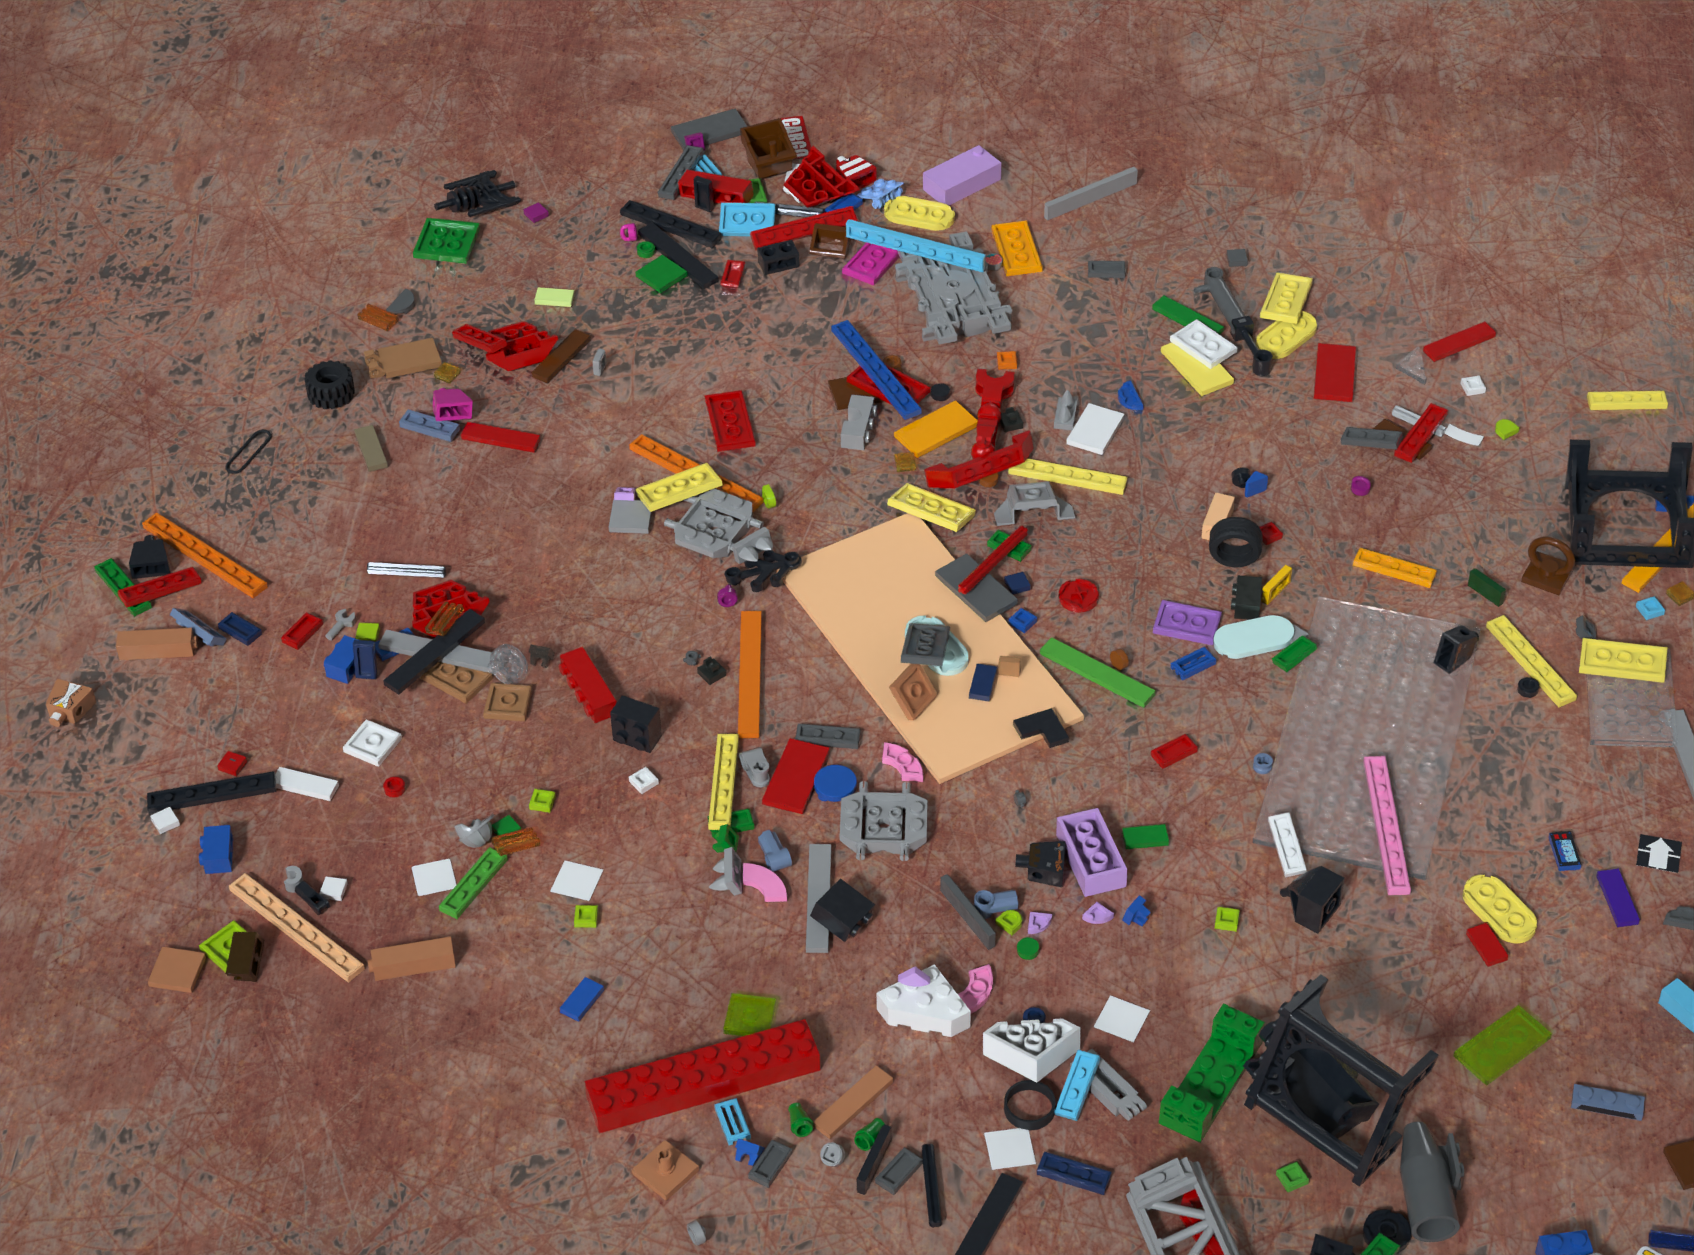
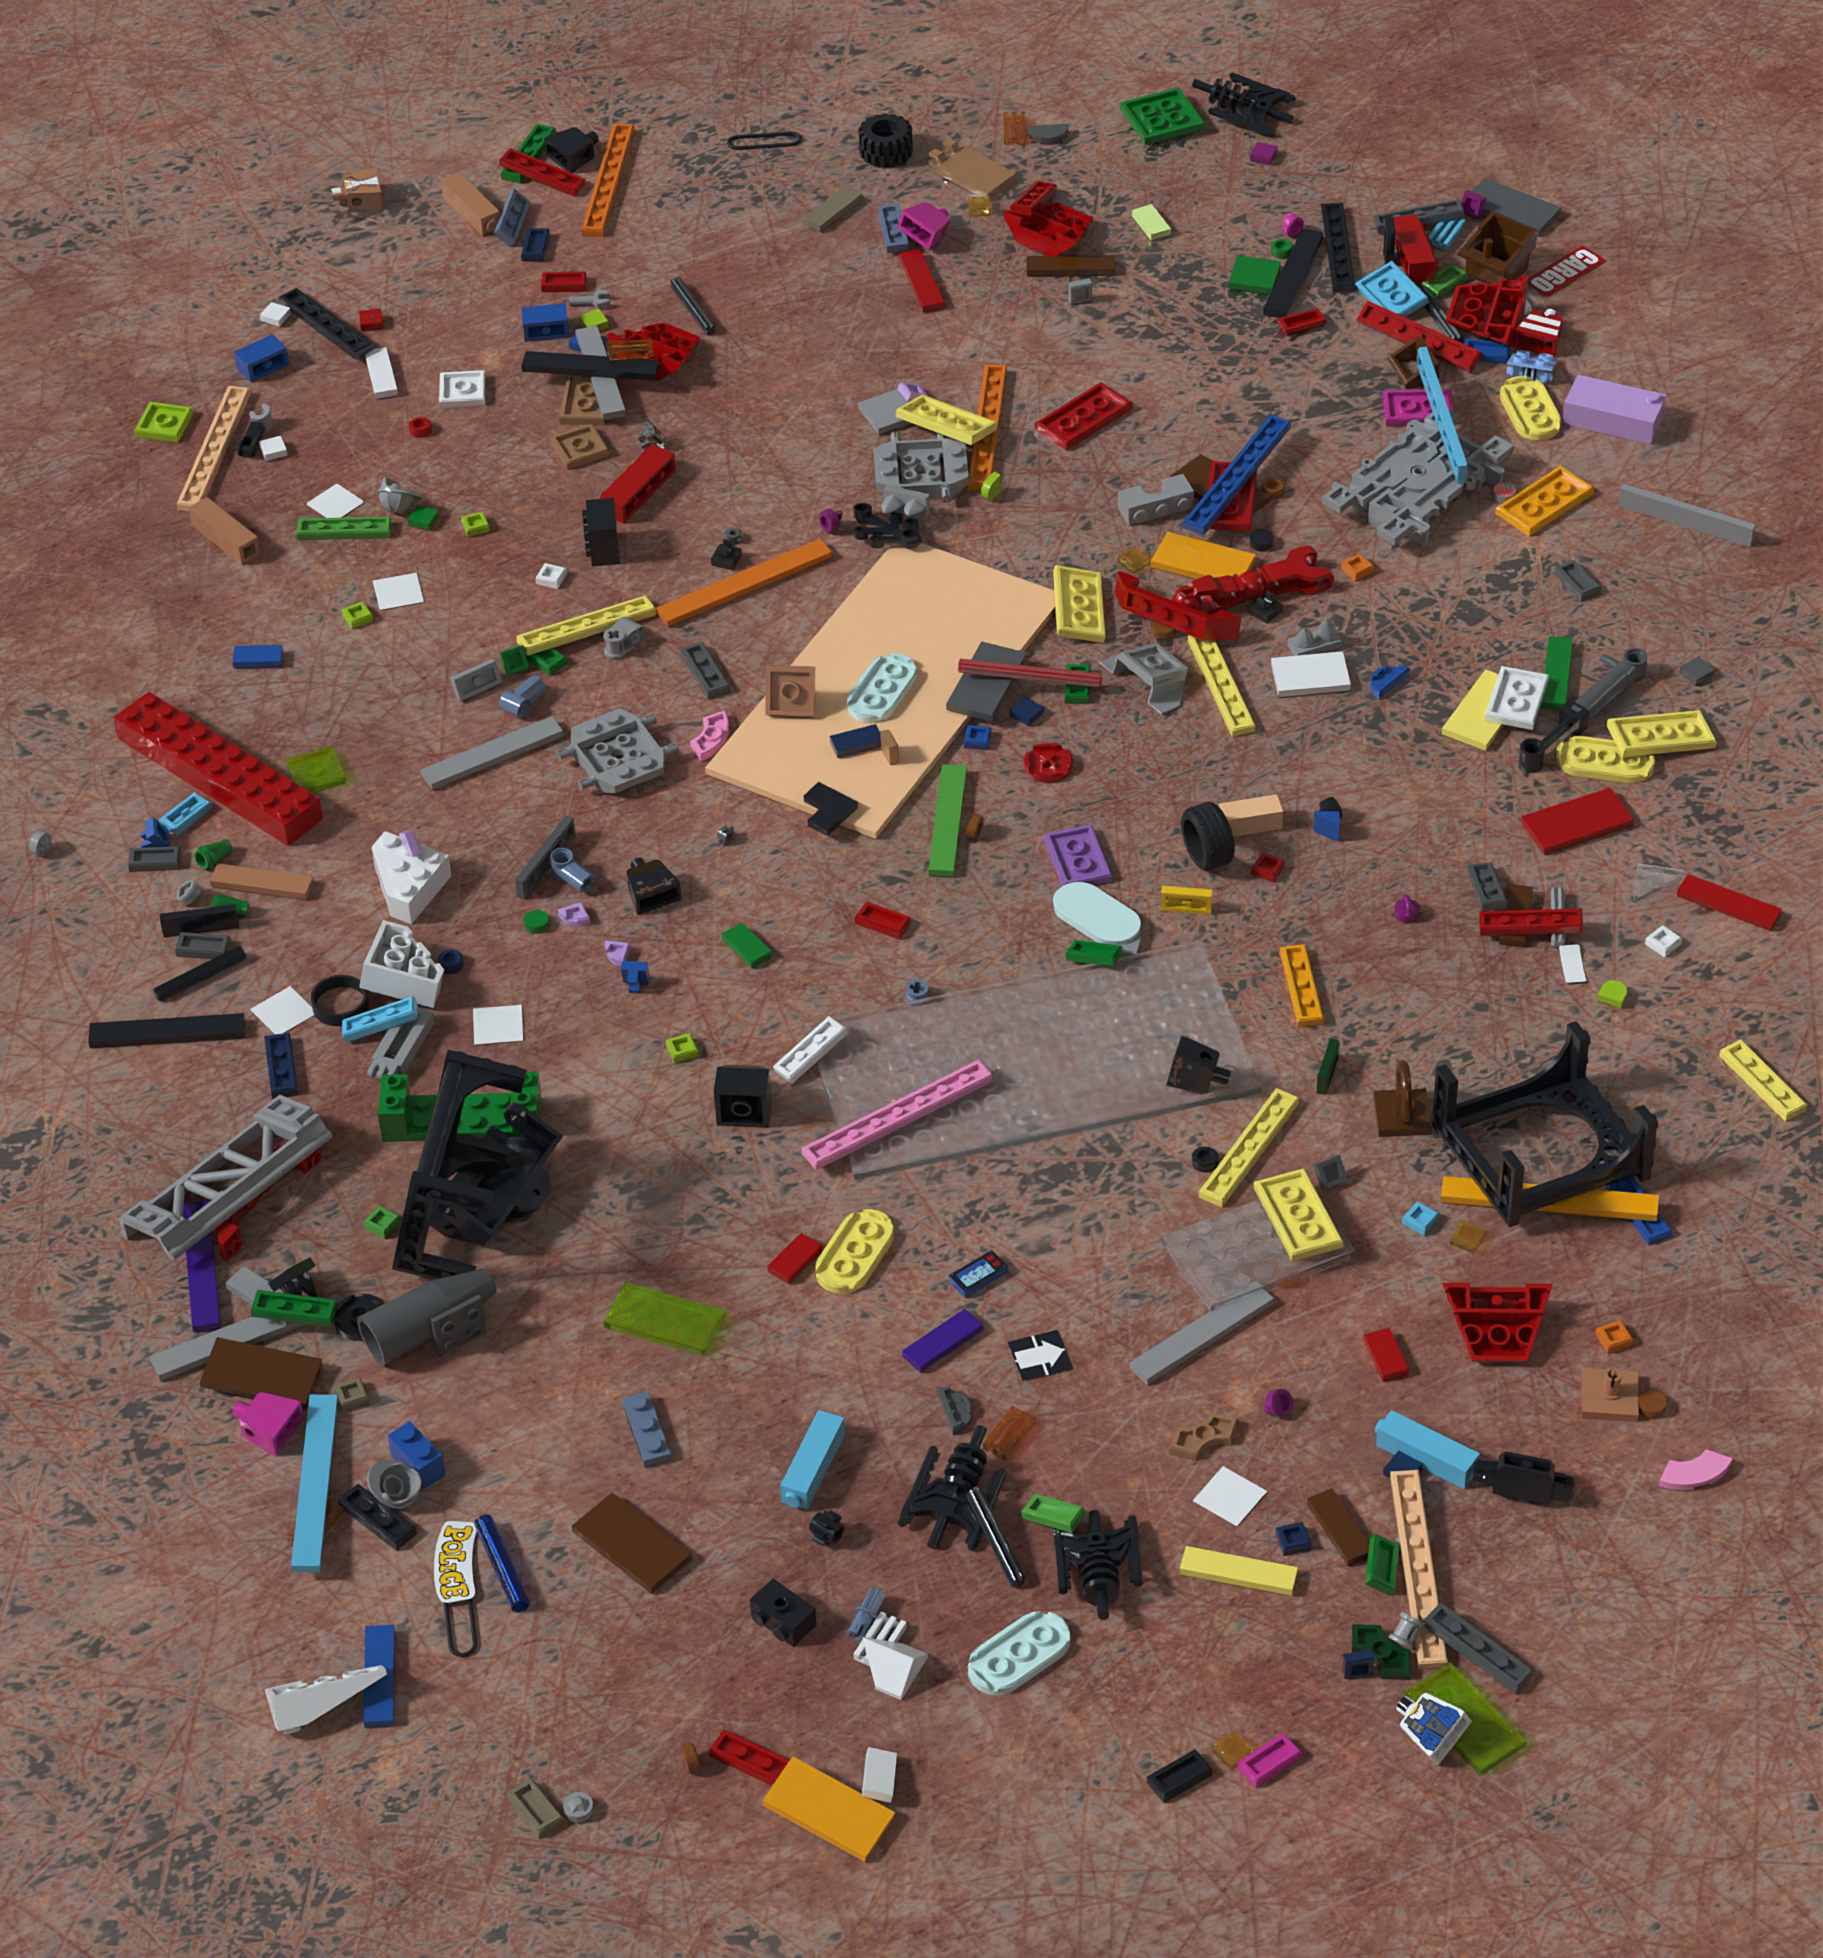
camera: 60 degrees right, 0 degrees up
(176, 969) = (116, 403): nougat tile -> none
(245, 956) = (151, 431): dark brown hinge -> none
(365, 659) = (545, 328): dark blue tile -> none
(508, 664) = (615, 420): clear tile -> none
(515, 841) = (406, 527): clear orange tile -> none
(665, 1170) = (101, 795): nougat tile -> none
(765, 881) = (484, 711): bright pink tile -> none
(778, 257) = (1353, 338): black brick -> none
(795, 775) = (635, 671): red tile -> none
(835, 783) = (644, 698): blue tile -> none
(843, 910) = (474, 768): black brick -> none
(925, 644) = (852, 668): dark grey tile -> none
(978, 989) = (458, 908): bright pink tile -> none
(1009, 921) = (561, 895): lime tile -> none
(1091, 852) = (685, 909): lavender brick -> none
(1195, 665) = (1020, 889): blue tile -> none
(1247, 597) = (1143, 885): pearl dark grey brick -> none

